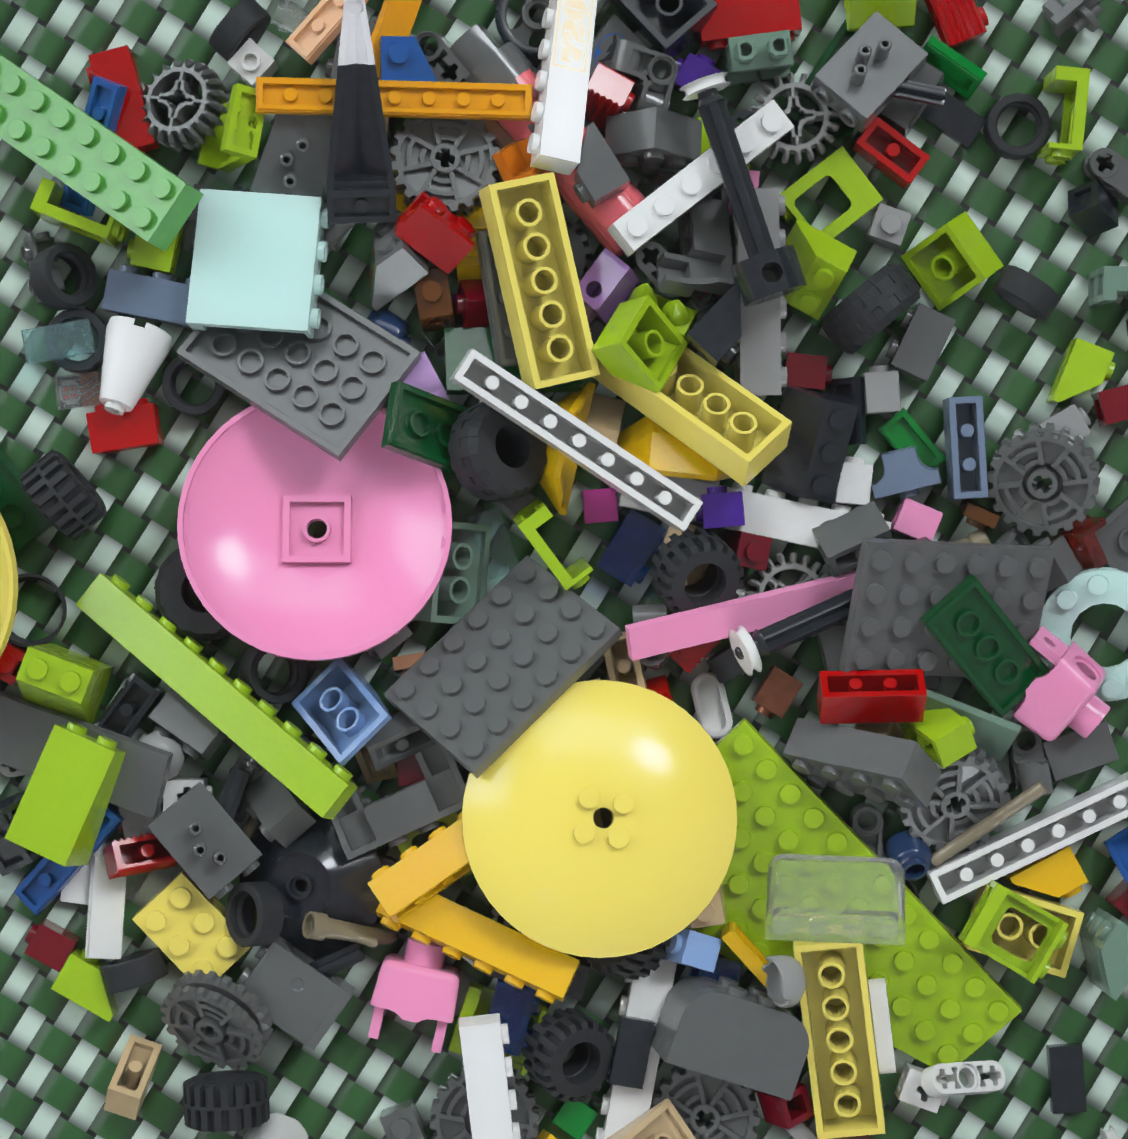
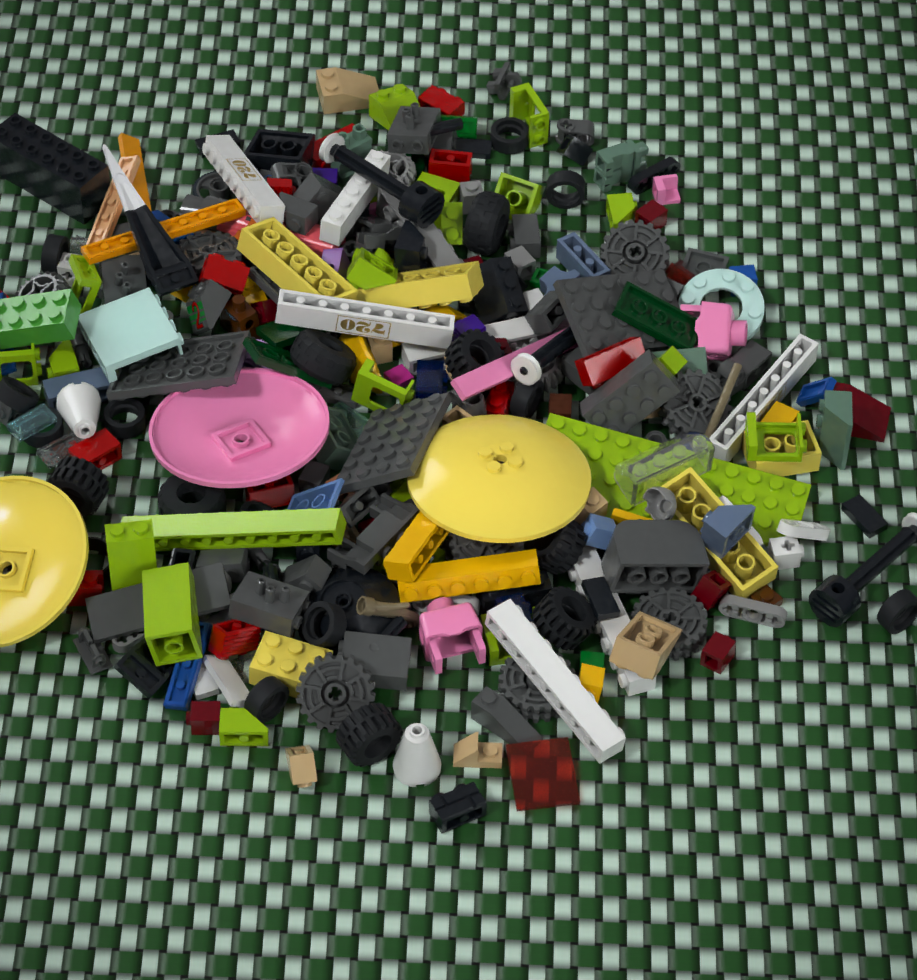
camera: 30 degrees left, 40 degrees down
(841, 1073) = (726, 527): none -> sand blue slope

